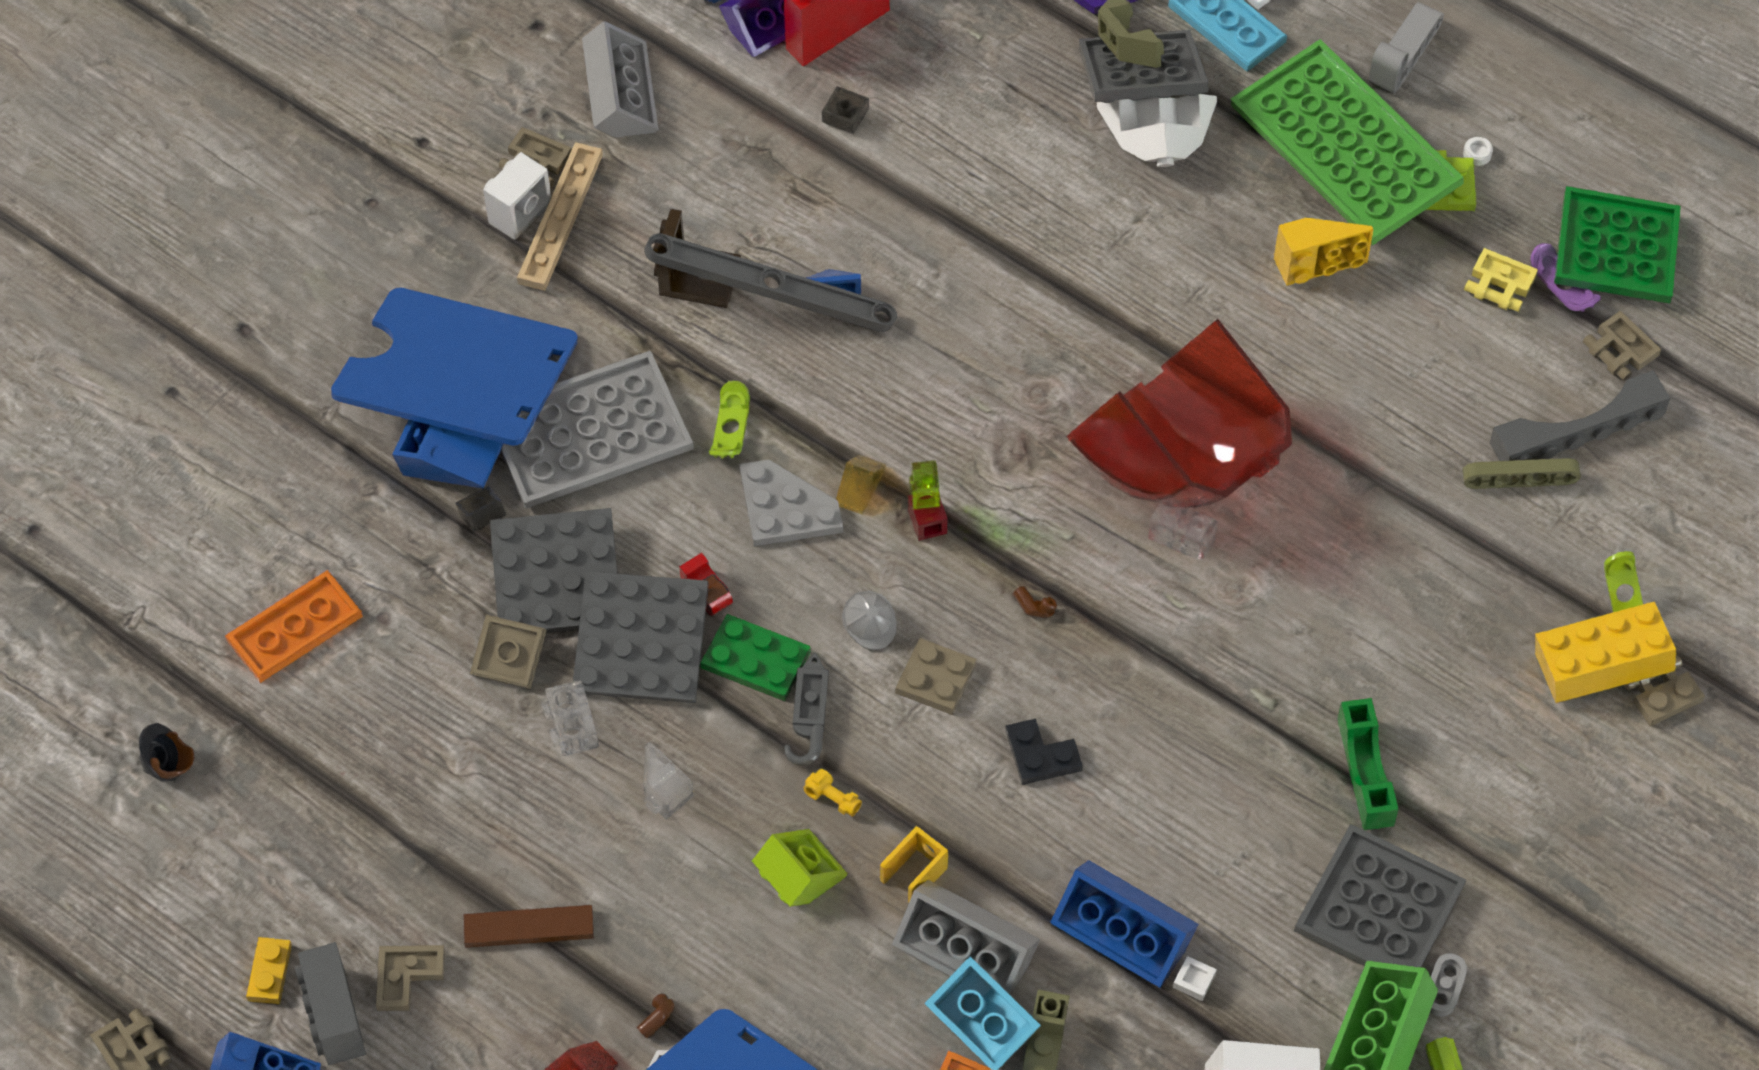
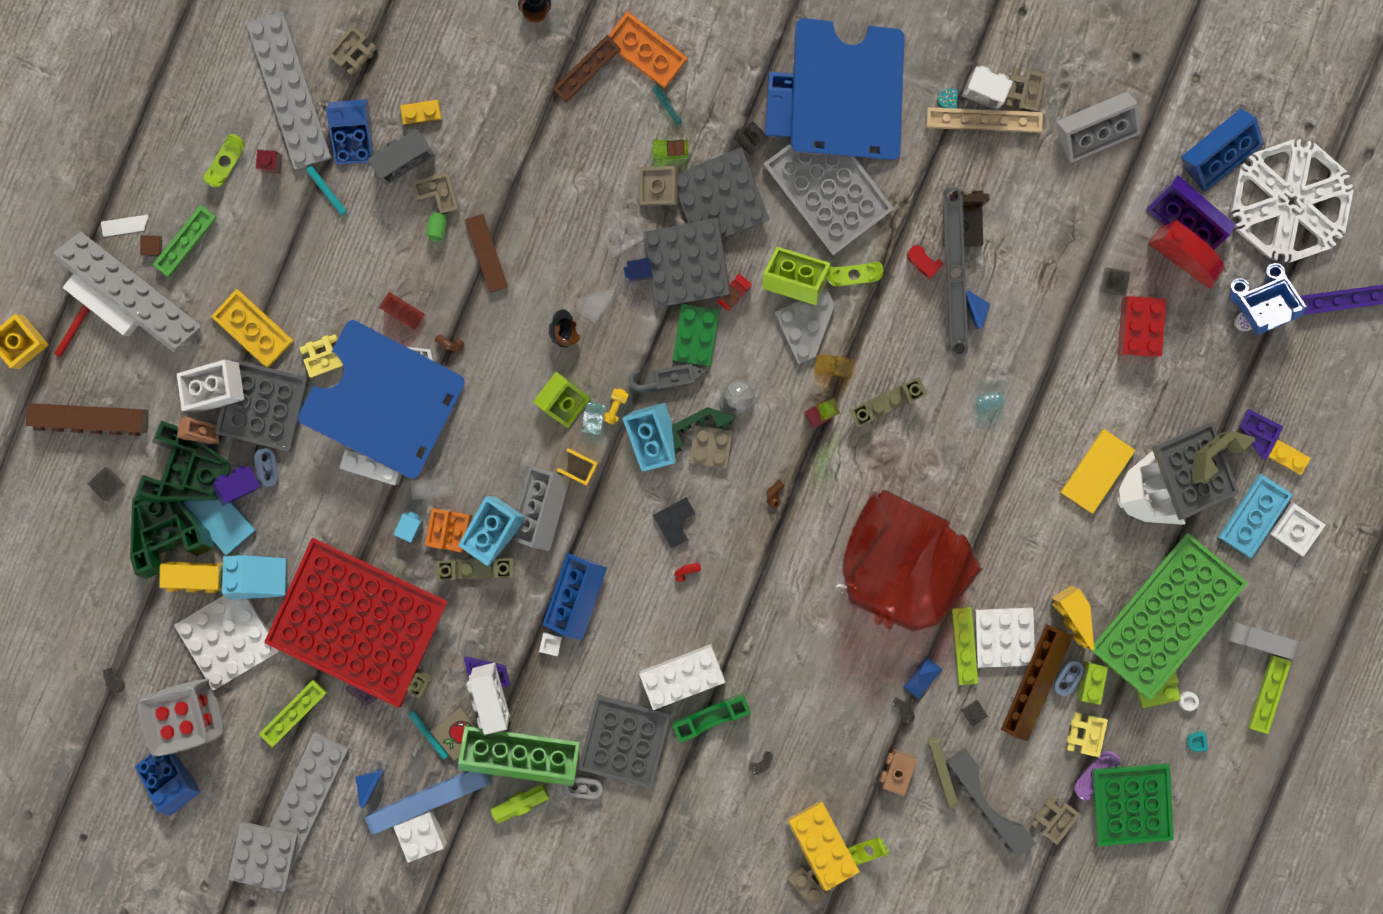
camera: 75 degrees right, 30 degrees up
(292, 711) = (586, 68): none -> reddish brown tile
(385, 620) = (677, 123): none -> teal piece
(457, 625) = (670, 149): none -> clear neon green leg
(462, 987) = (436, 227): none -> bright green brick
(513, 254) = (947, 98): none -> teal tile
(629, 708) = (638, 270): none -> clear blue brick
(690, 839) = (563, 329): none -> black piece
(709, 493) = (795, 275): none -> lime slope
(740, 333) = (918, 258): none -> red leg
(843, 828) = (593, 418): none -> clear light blue bracket
(898, 742) = (651, 436): none -> medium azure slope
(909, 718) = (720, 418): none -> dark green slope
(919, 90) = (1142, 326): none -> red brick
(934, 415) = (888, 402): none -> olive slope
(972, 293) = (990, 401): none -> clear light blue brick
(1113, 189) = (1097, 471): none -> yellow tile
(1121, 751) = (686, 569): none -> red arm
(1292, 794) = (682, 677): none -> white brick
(1331, 353) = (1004, 637): none -> white plate
(1337, 407) = (964, 646): none -> lime plate
(1369, 472) = (922, 677): none -> blue slope
(1408, 321) = (1036, 682): none -> reddish brown brick
(1412, 286) = (1070, 679): none -> sand blue plate
(1413, 501) = (907, 711): none -> clear smoke arm
(1423, 255) = (1092, 682): none -> lime brick
(1438, 416) = (974, 713): none -> clear smoke plate
(1460, 714) = (760, 767): none -> clear smoke arm
(1488, 53) = (1269, 694): none -> lime plate
(1509, 530) = (898, 772): none -> medium nougat brick
(1539, 152) = (1197, 741): none -> teal tile

